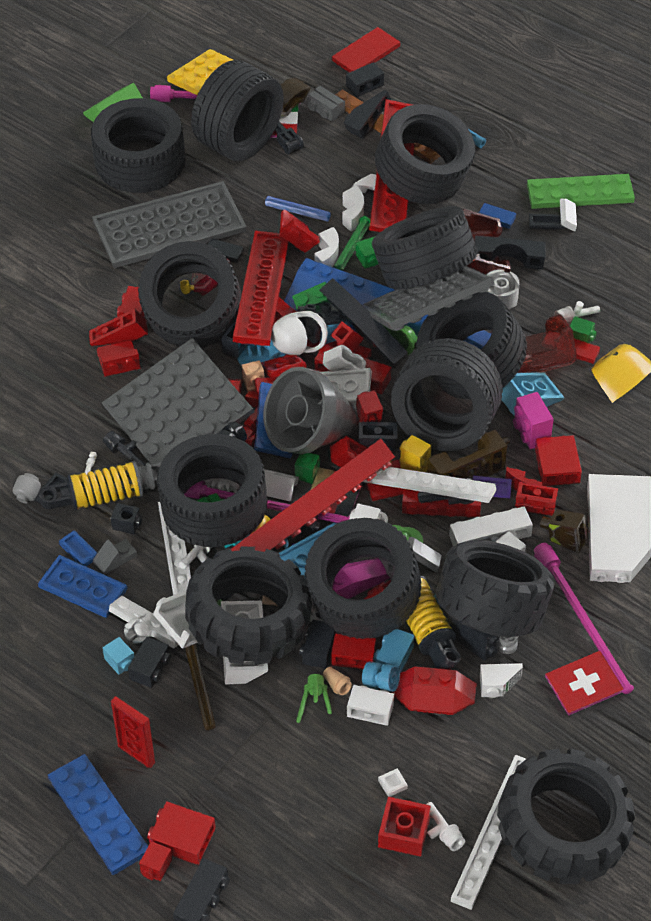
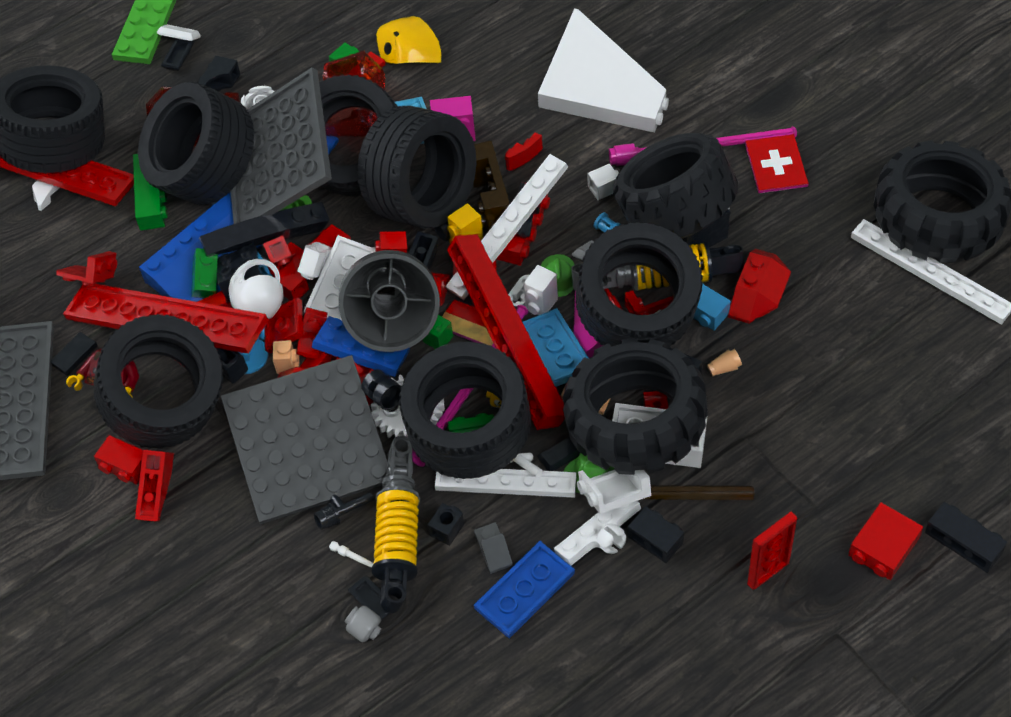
camera: 70 degrees left, 5 degrees up
(78, 548) = (469, 584): blue tile -> none
(98, 814) = (840, 622): blue plate -> none
(118, 358) = (196, 492): red bracket -> none
(118, 655) = (639, 563): medium azure brick -> none
(155, 861) = (917, 573): red brick -> none
(297, 208) = (44, 268): blue axle -> none
(315, 687) = (727, 383): bright green plant -> none
(330, 247) = (125, 247): white brick -> none
(351, 245) = (126, 226): green axle -> none
(352, 651) = (696, 337): red brick -> none
(354, 202) = (72, 209): white brick -> none
(370, 705) = (763, 339): white brick -> none
(381, 676) = (735, 320): dark azure wheel -> none
(392, 782) = (856, 343): white tile -> none
(404, 826) = (919, 338): red brick -> none
(448, 833) = (933, 305): white piece -> none
(492, 526) = (574, 193): white brick -> none
(498, 678) = (759, 227): white slope -> none
(503, 486) = (520, 173): dark purple tile -> none
(506, 217) = (146, 92): blue tile -> none
(536, 498) = (551, 141): red brick -> none
(558, 460) = (504, 117): red brick -> none
(566, 529) = (597, 128): dark brown torso -> none
(569, 314) = (318, 61): white piece -> none

